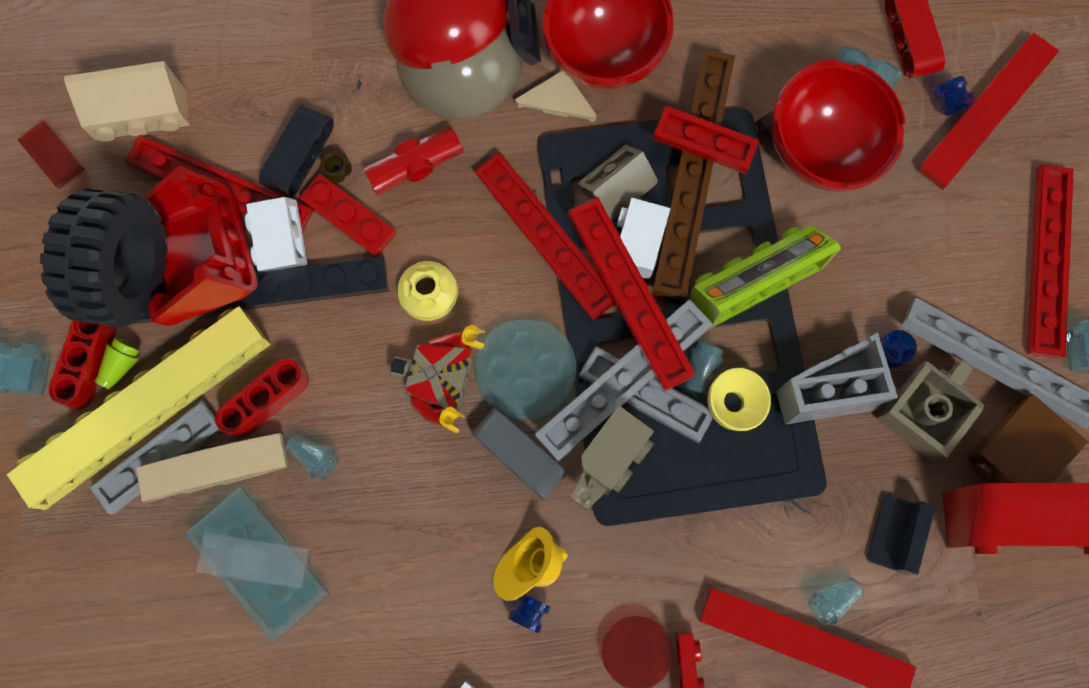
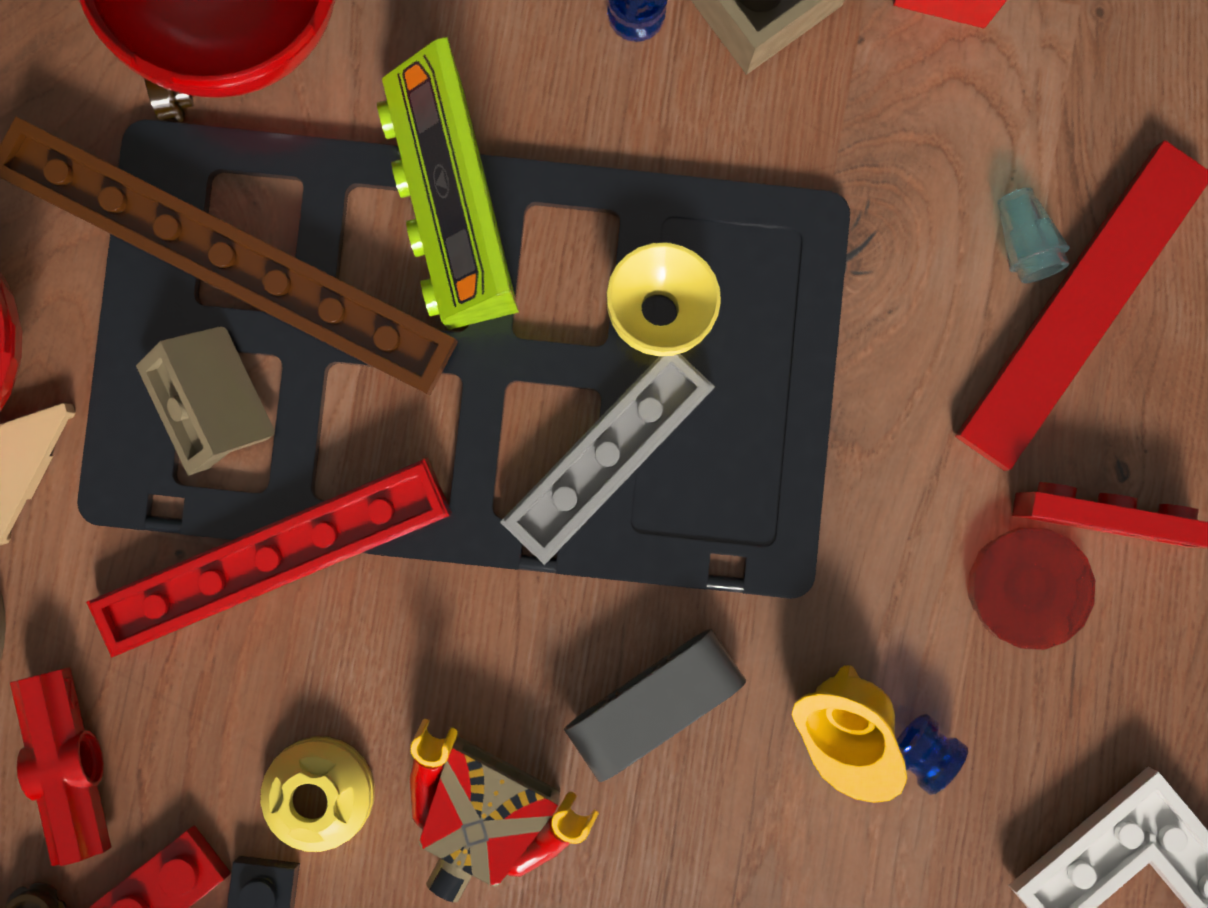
camera: 80 degrees left, 10 degrees up
(526, 369) = (507, 654): clear light blue tile -> none
(609, 455) = (713, 556): dark tan hinge -> none
(615, 387) = (578, 491): light grey plate -> none
(631, 294) = (423, 439): red tile -> none
(643, 232) = (321, 389): white brick -> none
(705, 139) = (168, 219): red plate -> none
(705, 362) = (585, 343): clear light blue cone -> none
(843, 385) = (680, 114): light grey wedge -> none
(901, 535) = (951, 95): black panel -> none

